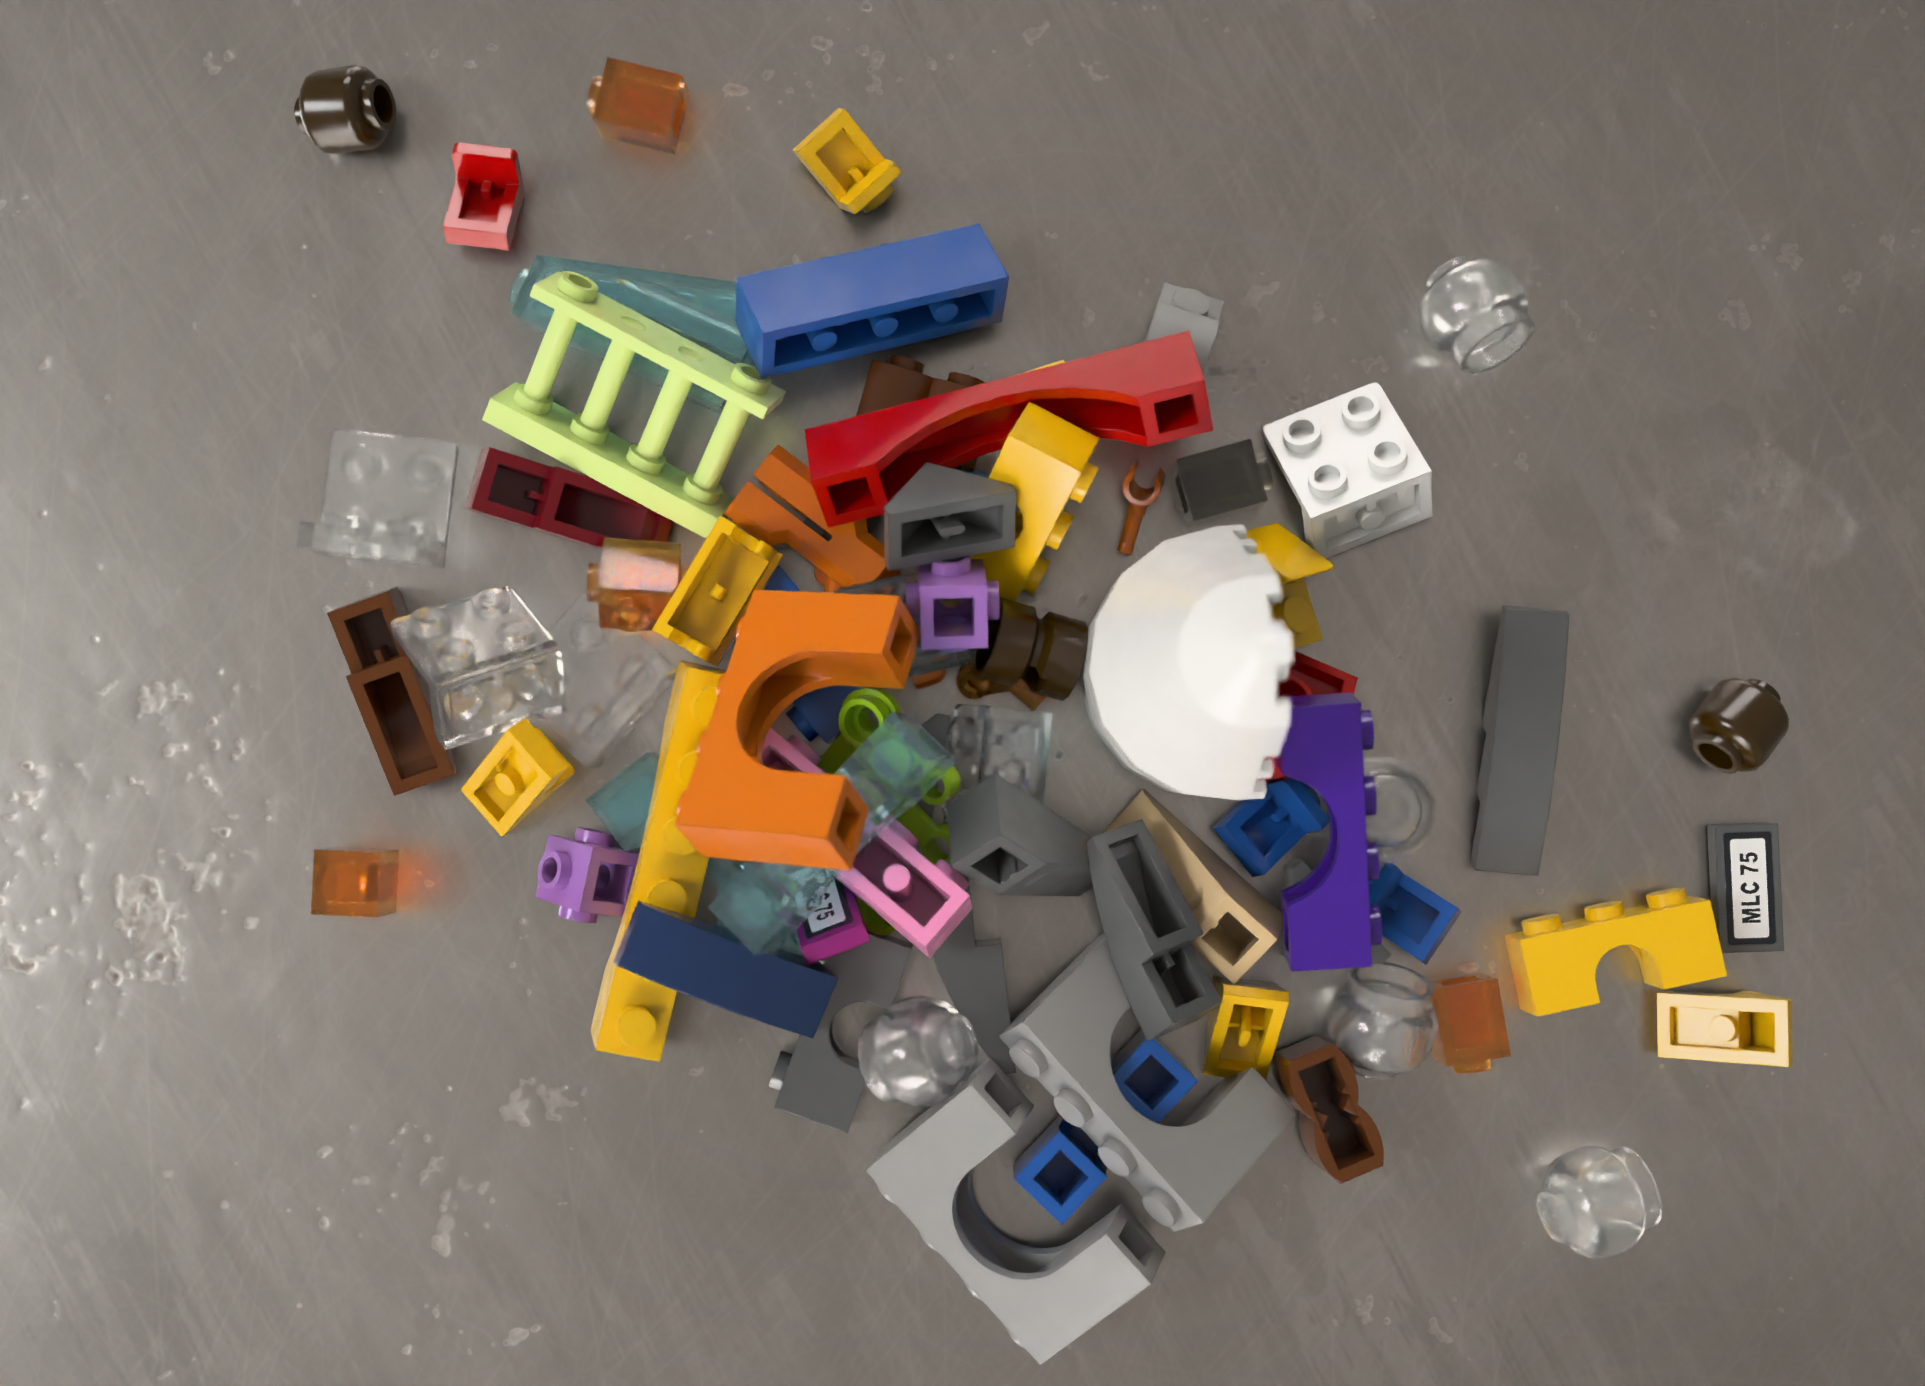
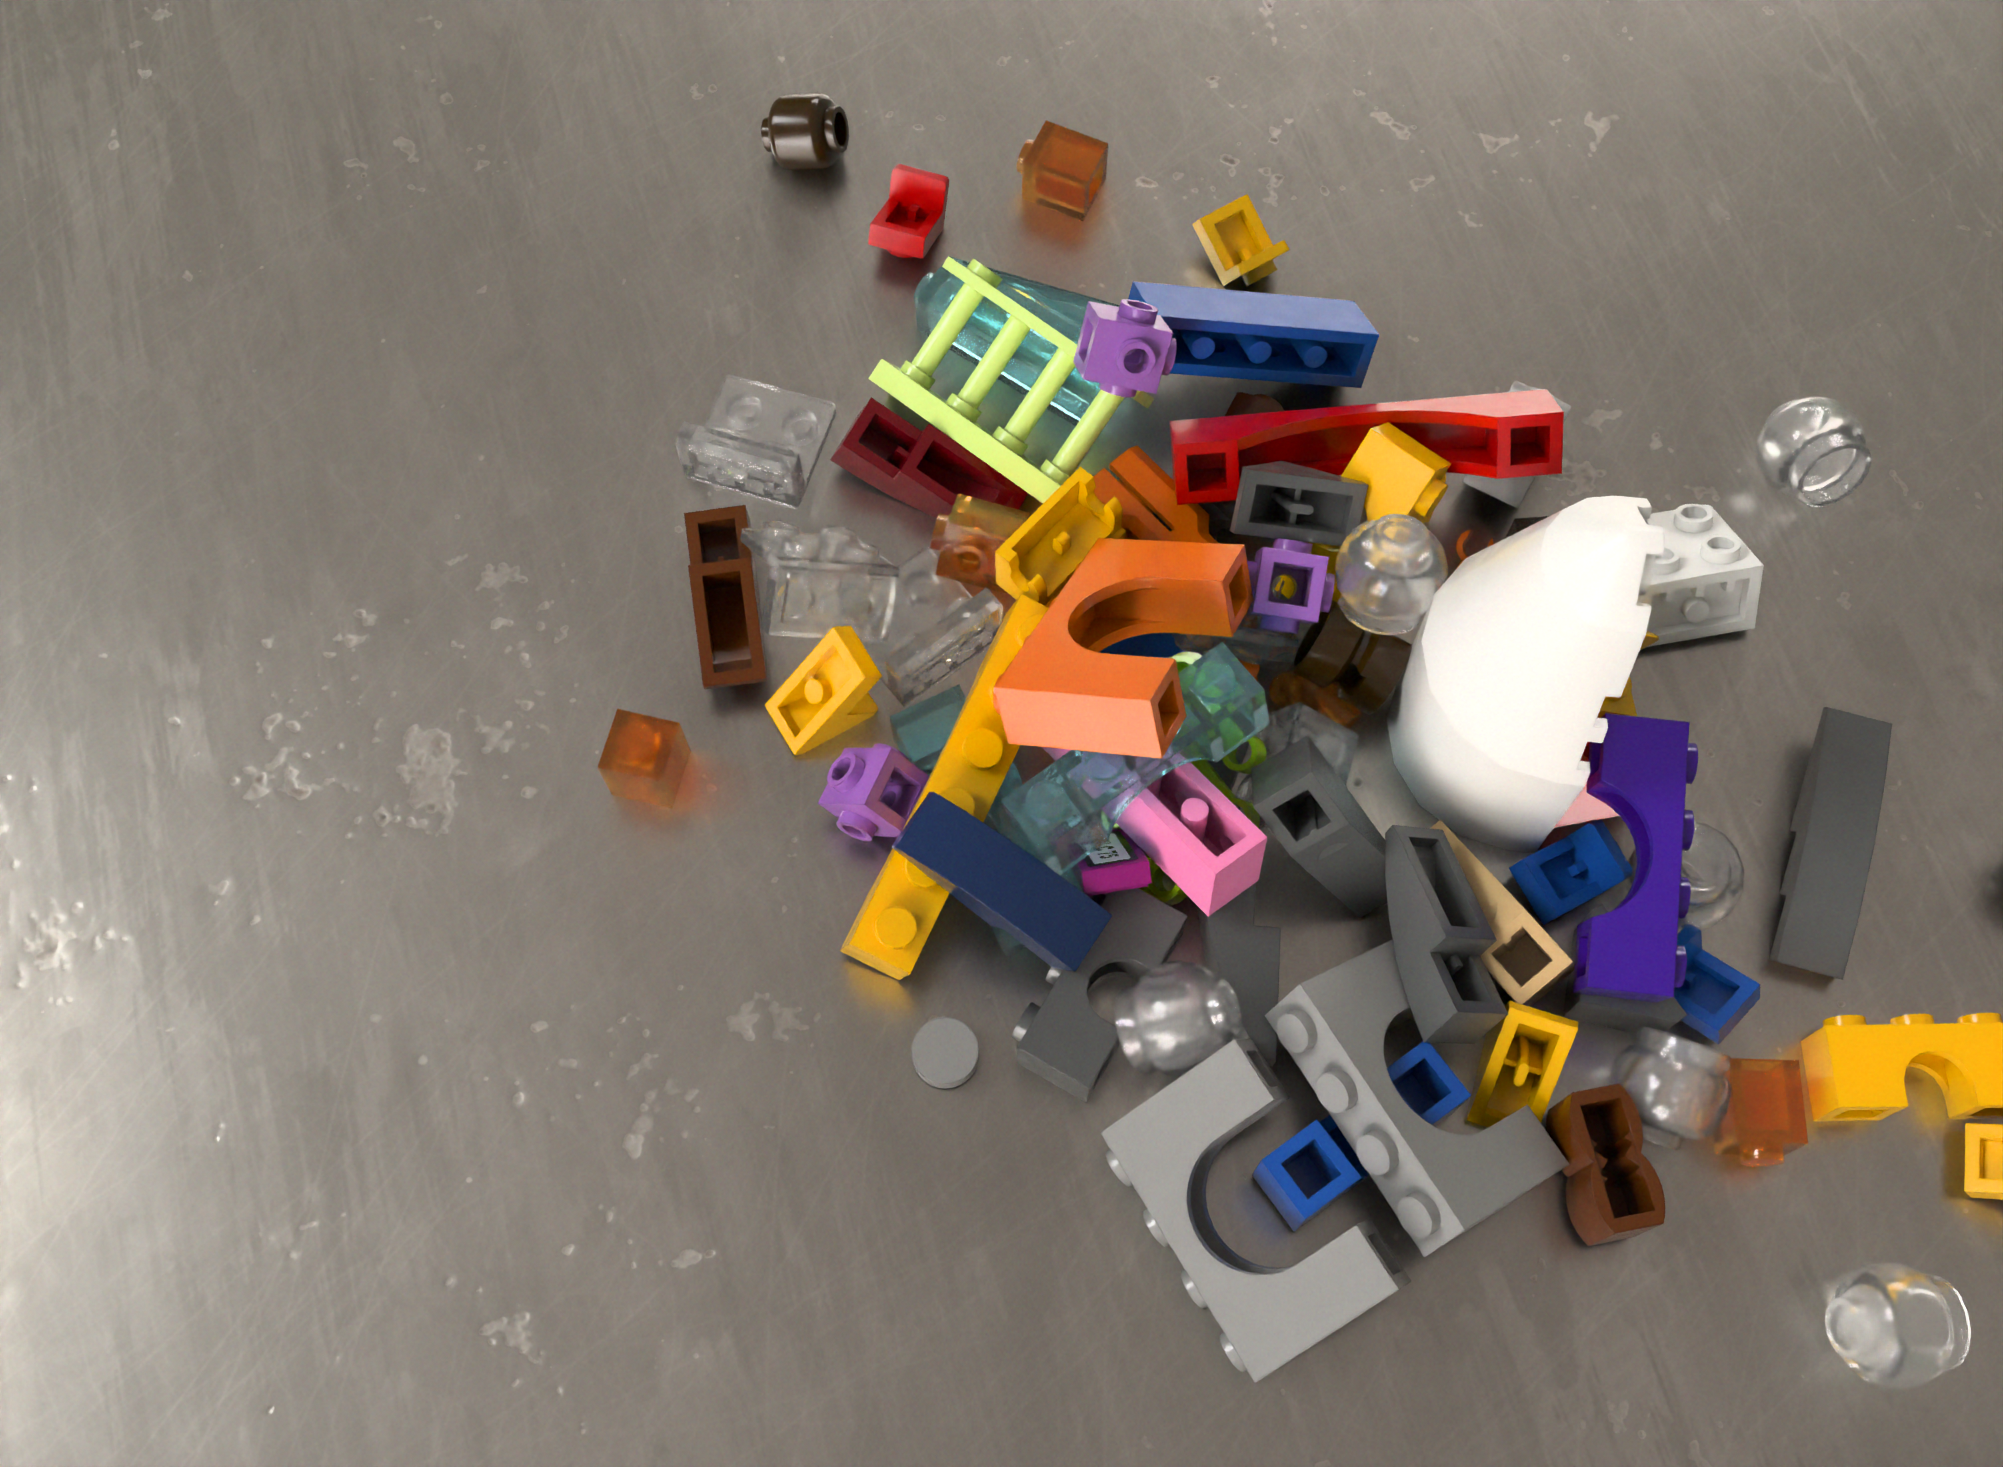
camera: 10 degrees right, 20 degrees down
(710, 1107) = (945, 1052): none -> light grey tile
(739, 381) = (1124, 347): none -> medium lavender brick
(1052, 580) = (1389, 573): none -> clear piece

